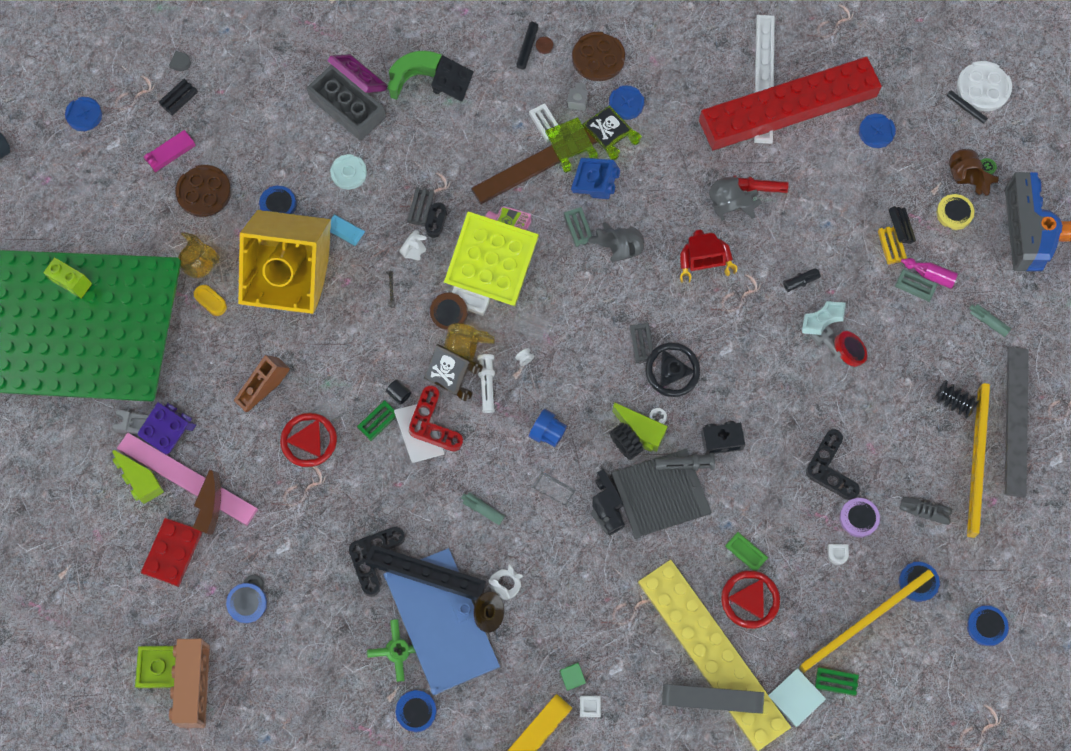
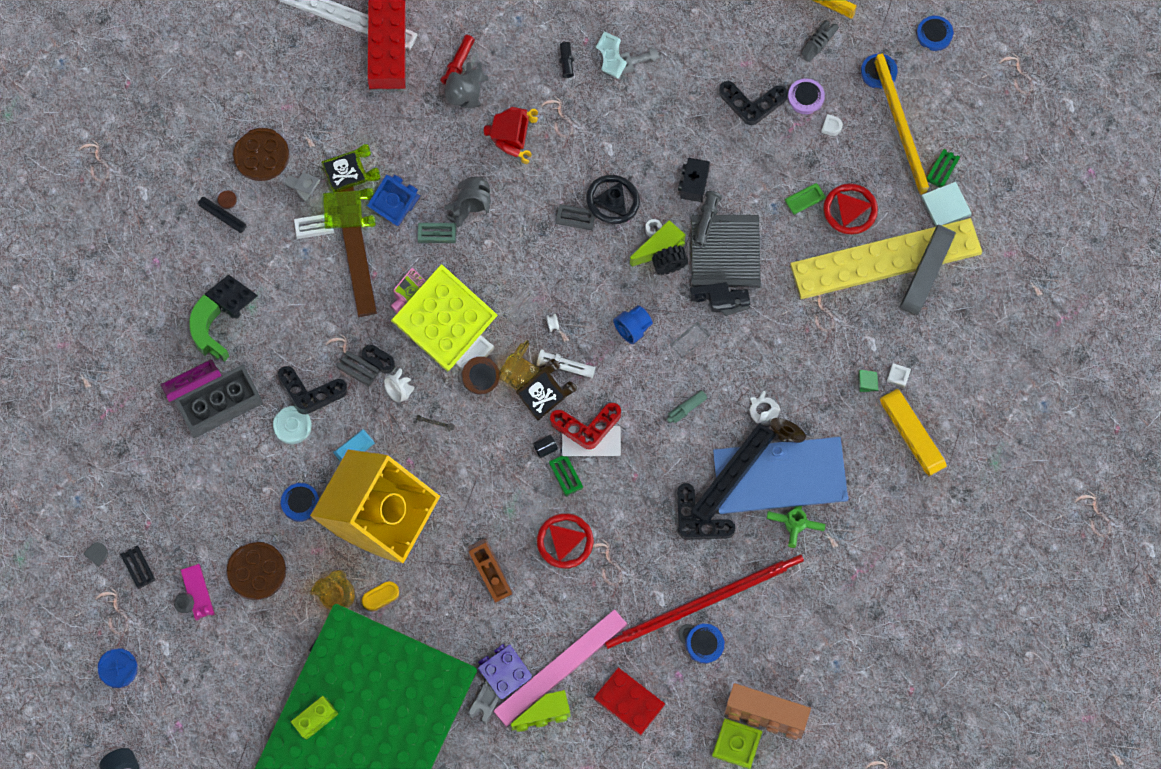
camera: 70 degrees left, 0 degrees up
(154, 143) = (184, 602): none -> dark grey tile
(208, 503) = (597, 649): reddish brown slope -> none
(290, 589) = (704, 601): none -> red axle
(377, 170) = (305, 396): none -> black beam
(416, 711) = (855, 524): tile -> none
(627, 102) = (322, 145): blue tile -> none
(851, 348) = (650, 42): red tile -> none

